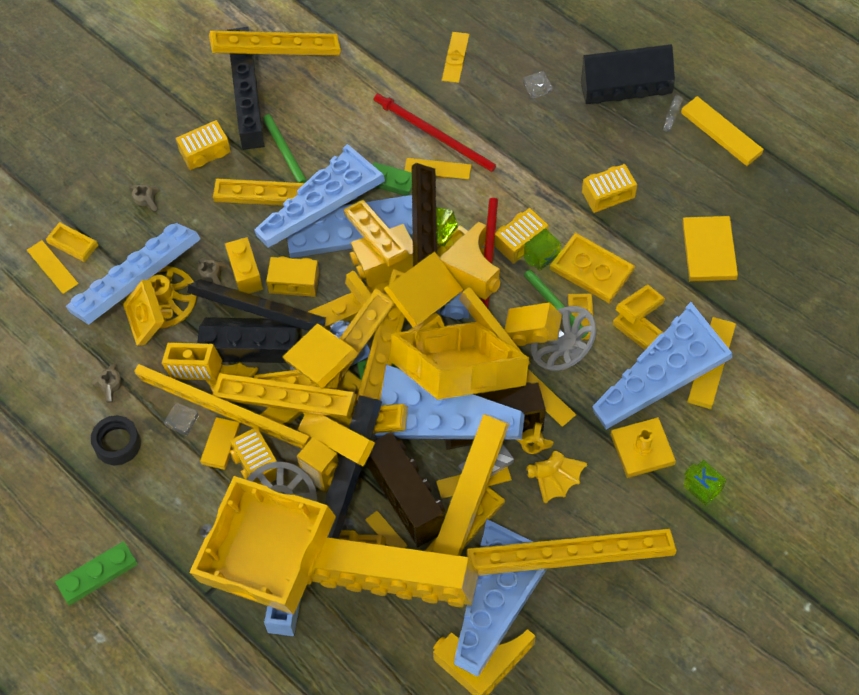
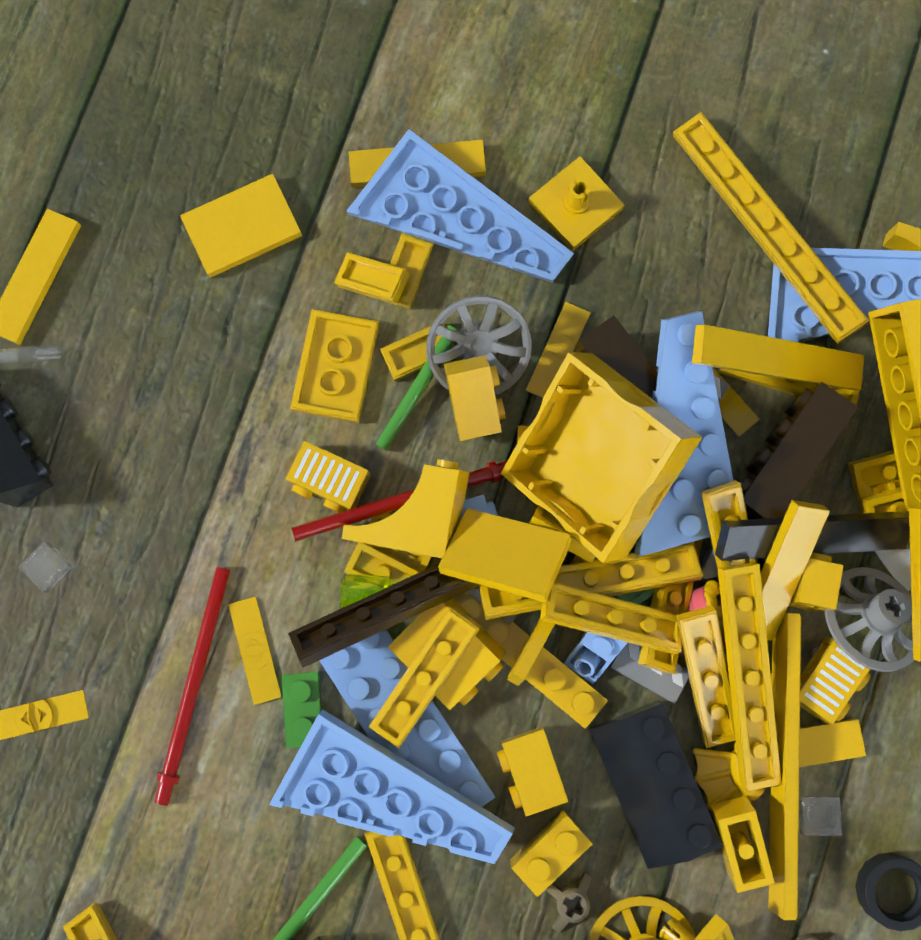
camera: 115 degrees left, 20 degrees up
(255, 305) = (608, 800): black tile -> none
(320, 355) = (674, 652): yellow tile -> none
(382, 527) = (836, 467): yellow window -> none
(484, 316) = (506, 444): yellow tile -> none
(534, 435) = (637, 330): yellow piece -> none
(541, 249) = (341, 438): clear neon green brick -> none
(556, 475) = (662, 289): yellow arm -> none
(609, 188) = (198, 388): yellow brick -> none
(704, 482) = (596, 111): clear neon green brick -> none

